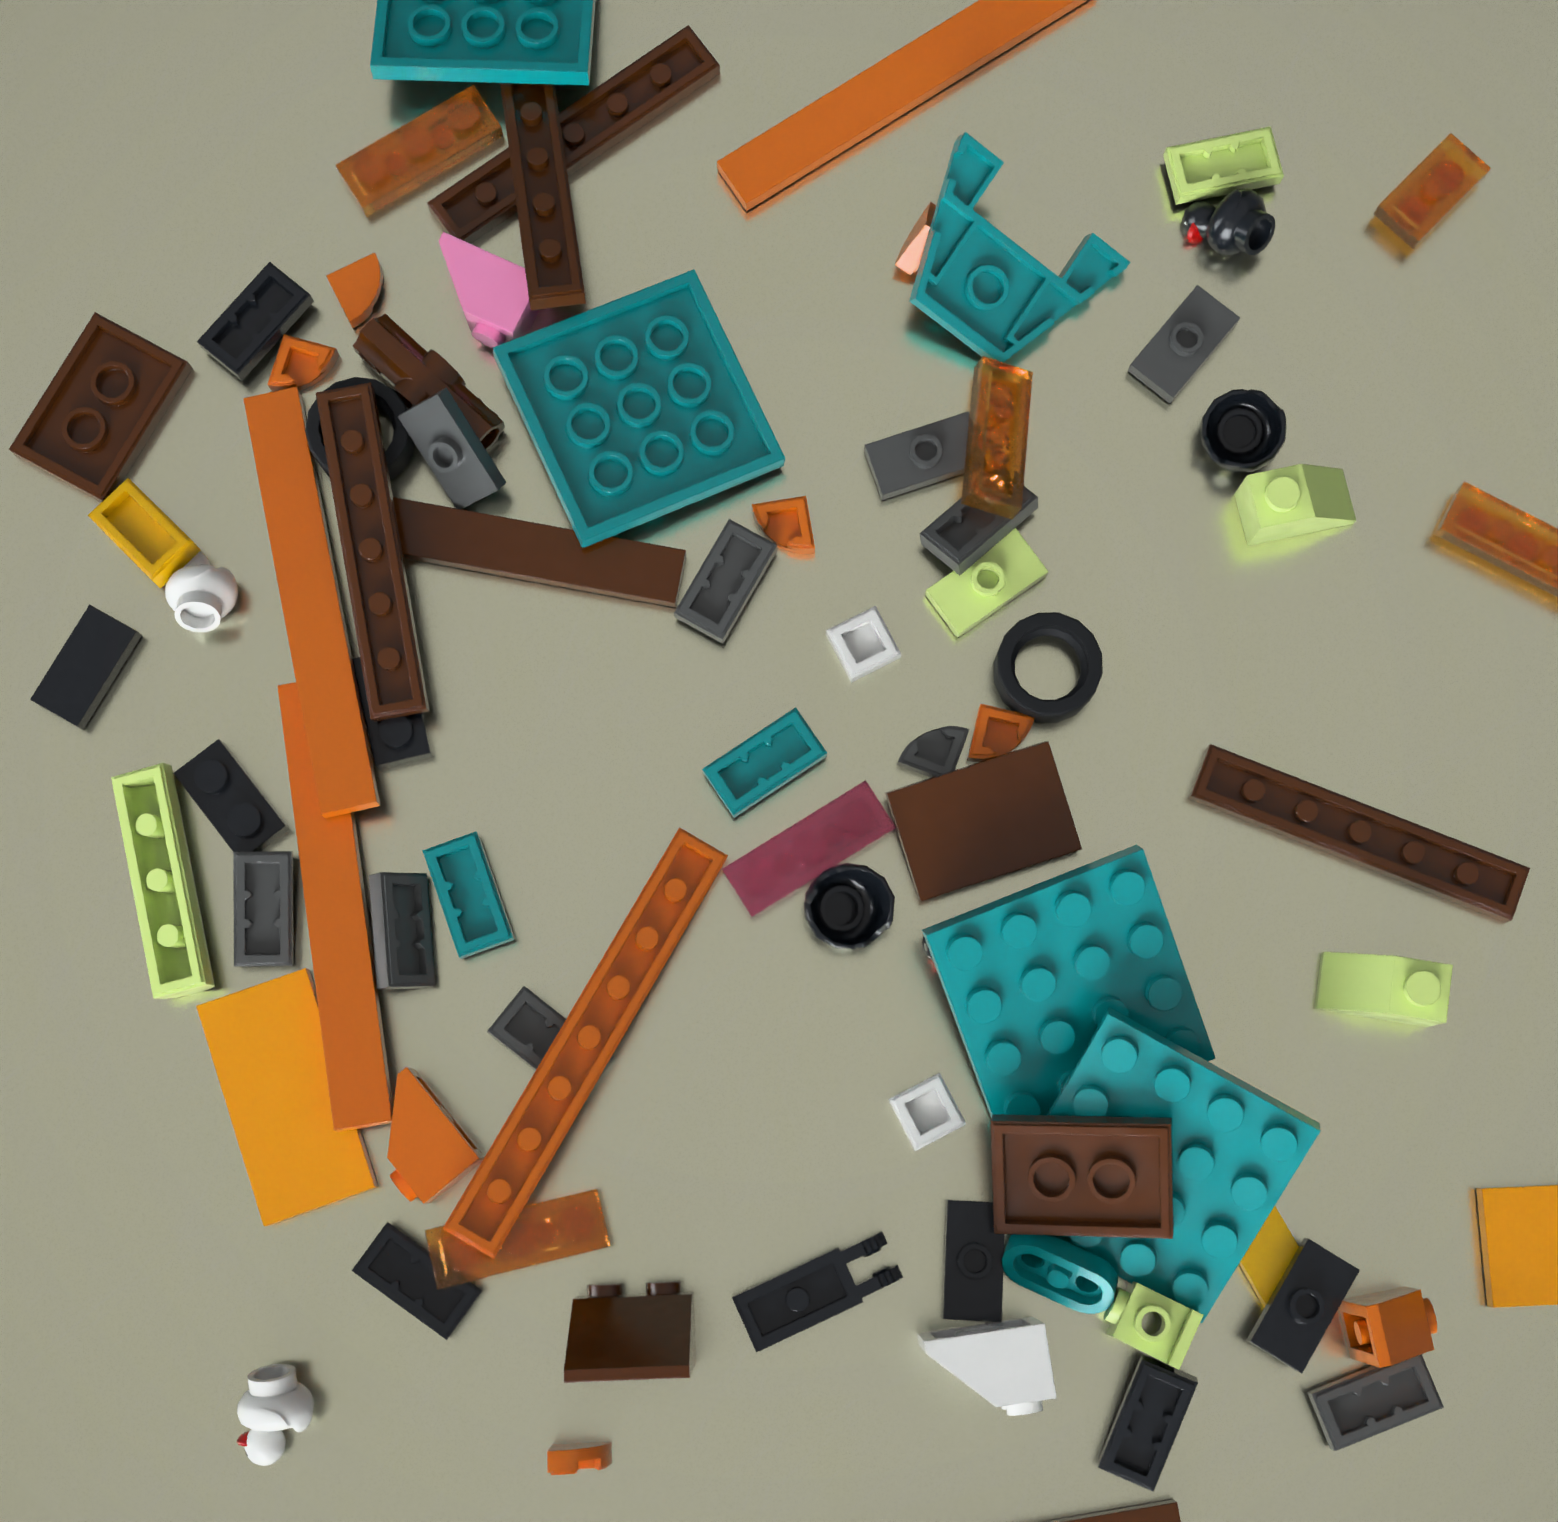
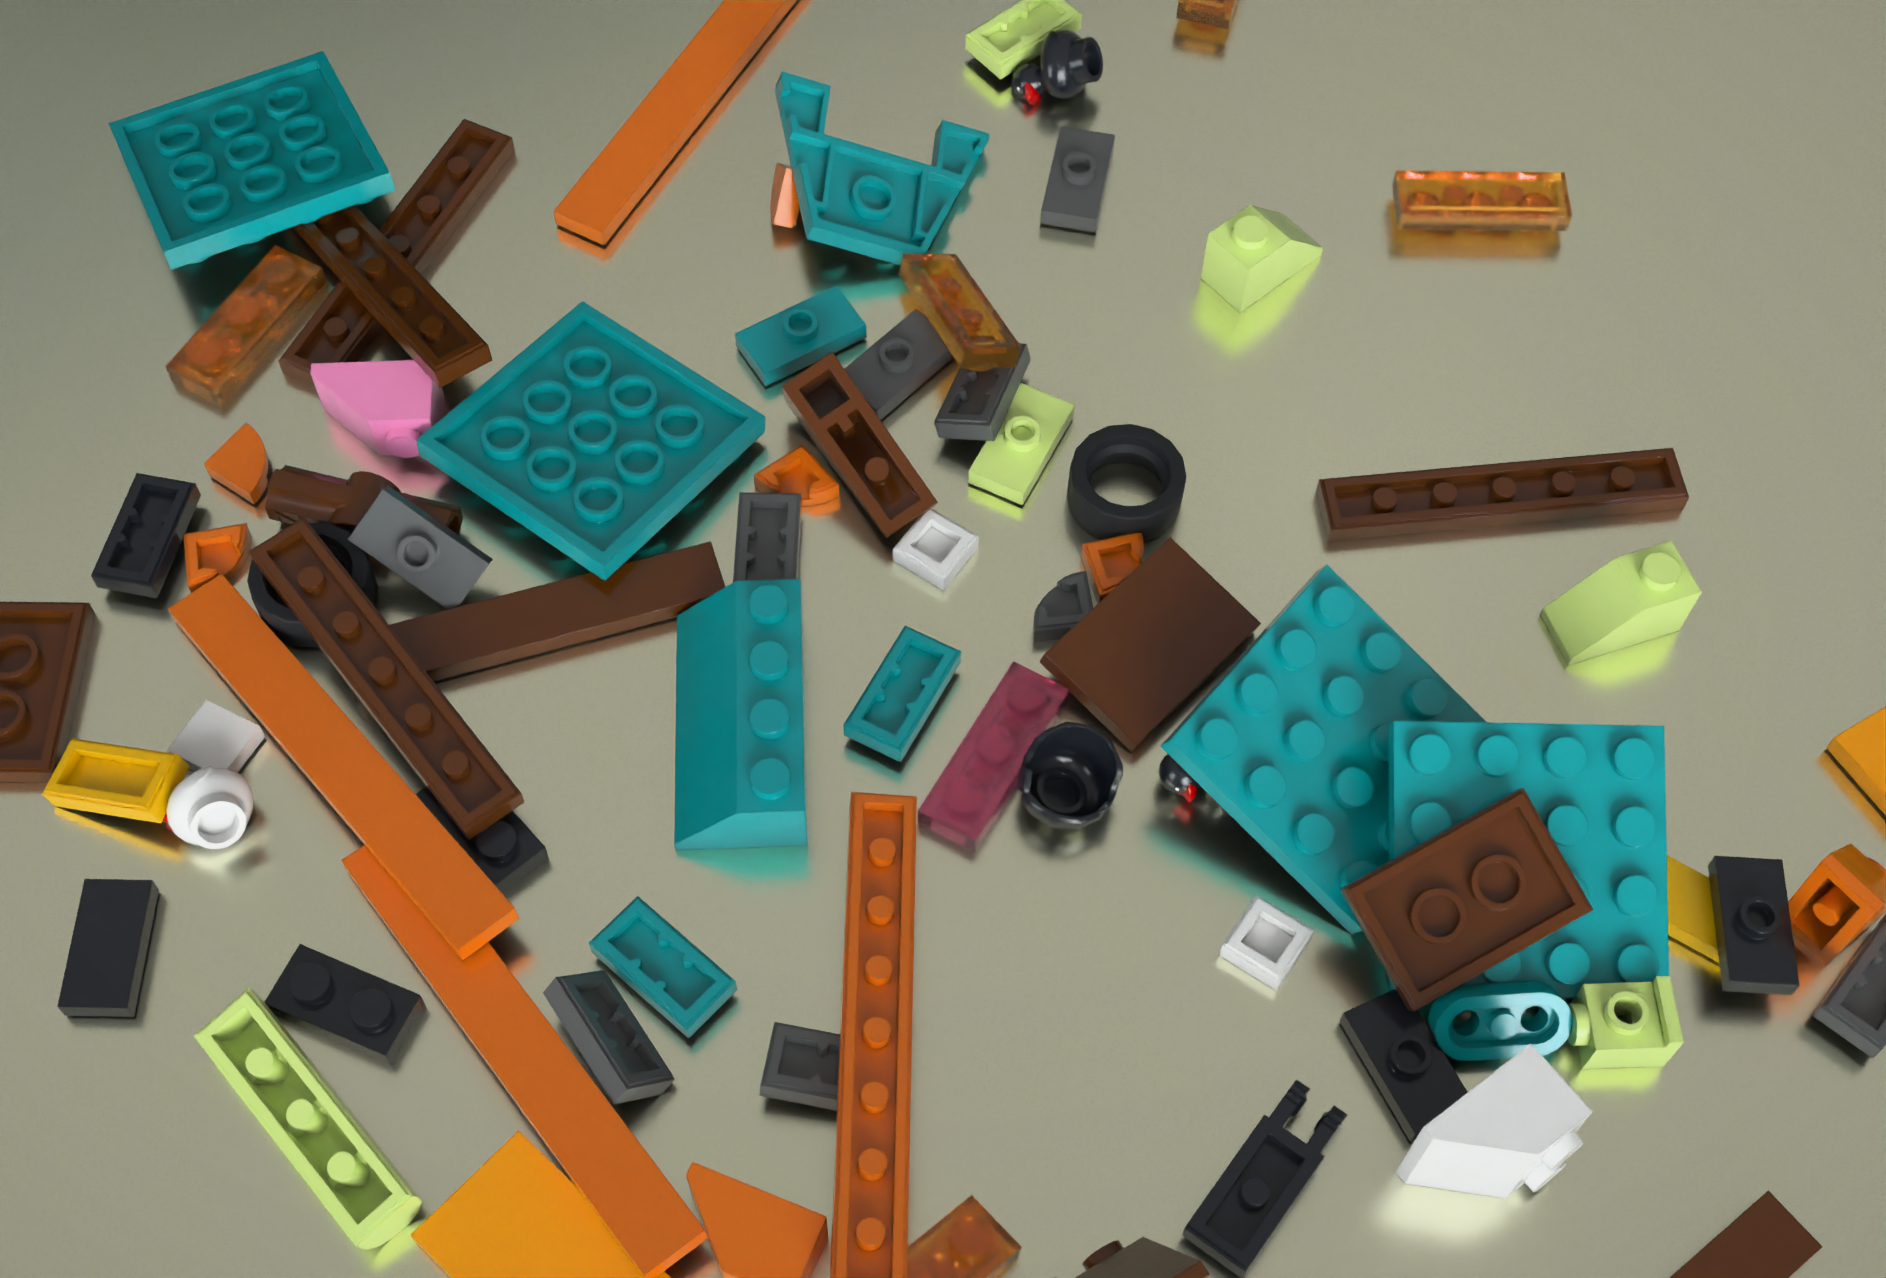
camera: 30 degrees left, 20 degrees down
(231, 534) = (217, 739): none -> white tile
(263, 908) = (438, 1091): dark grey plate -> none
(630, 720) = (741, 719): none -> teal slope
(844, 526) = (857, 445): none -> reddish brown slope
(861, 386) = (800, 335): none -> teal plate
(1147, 1422) = (1685, 1125): black plate -> none
(1243, 430) = (1178, 213): black hair -> none

